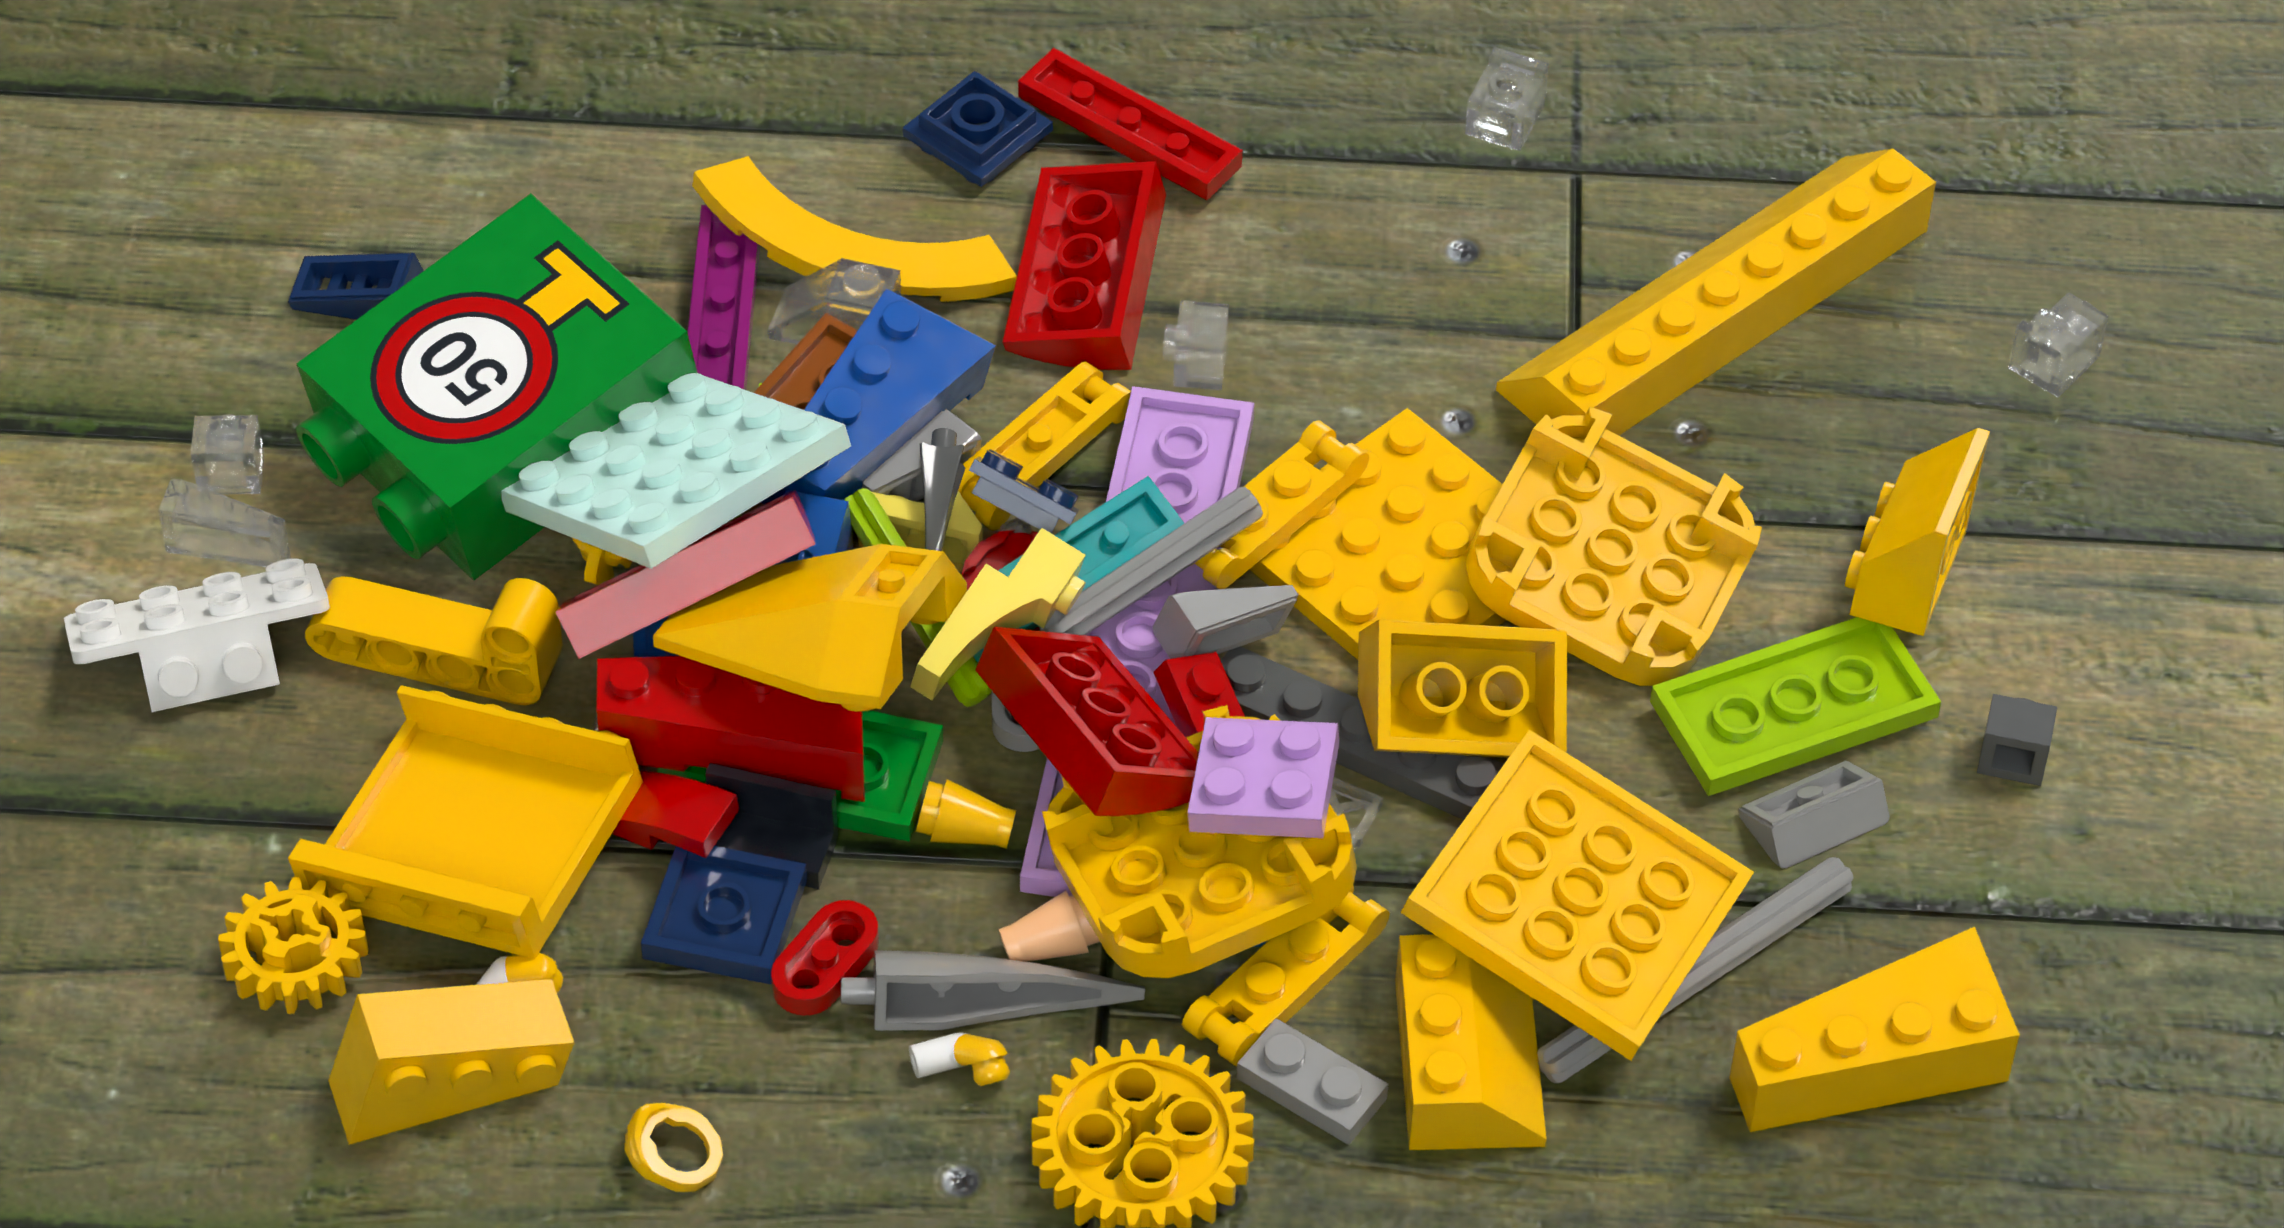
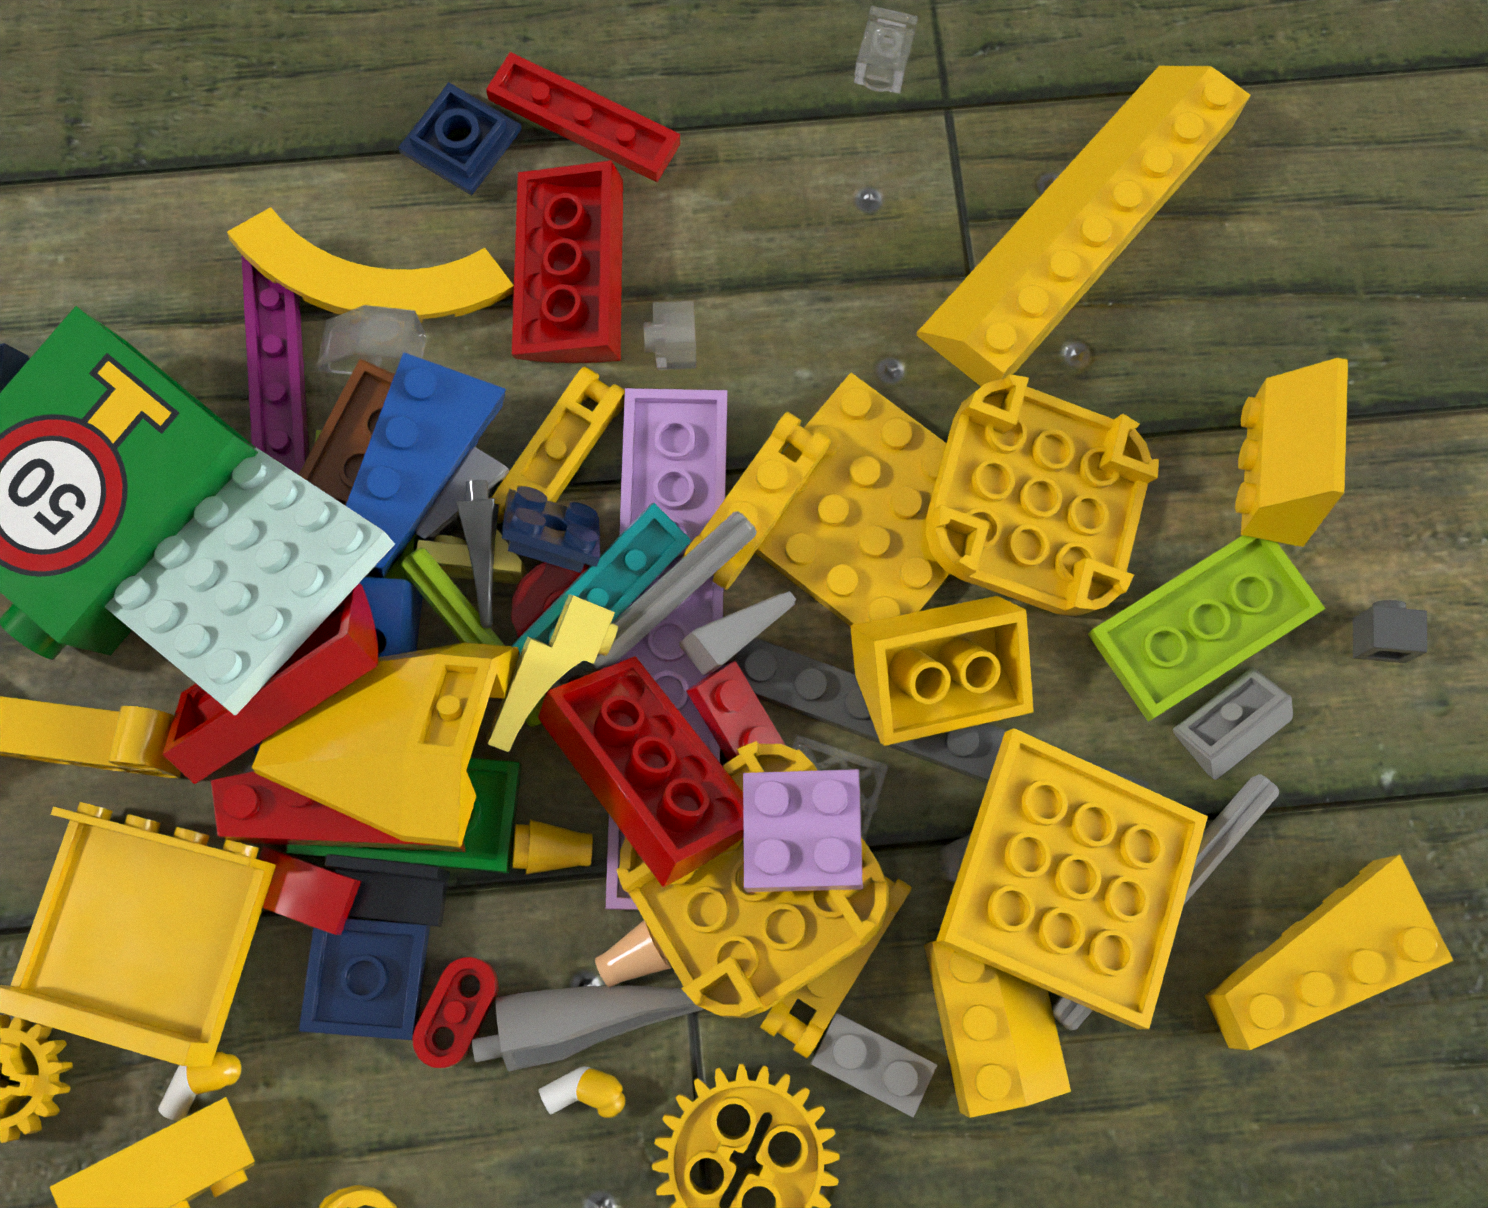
camera: 10 degrees left, 25 degrees up
(2058, 344) = (1361, 231): clear brick -> none

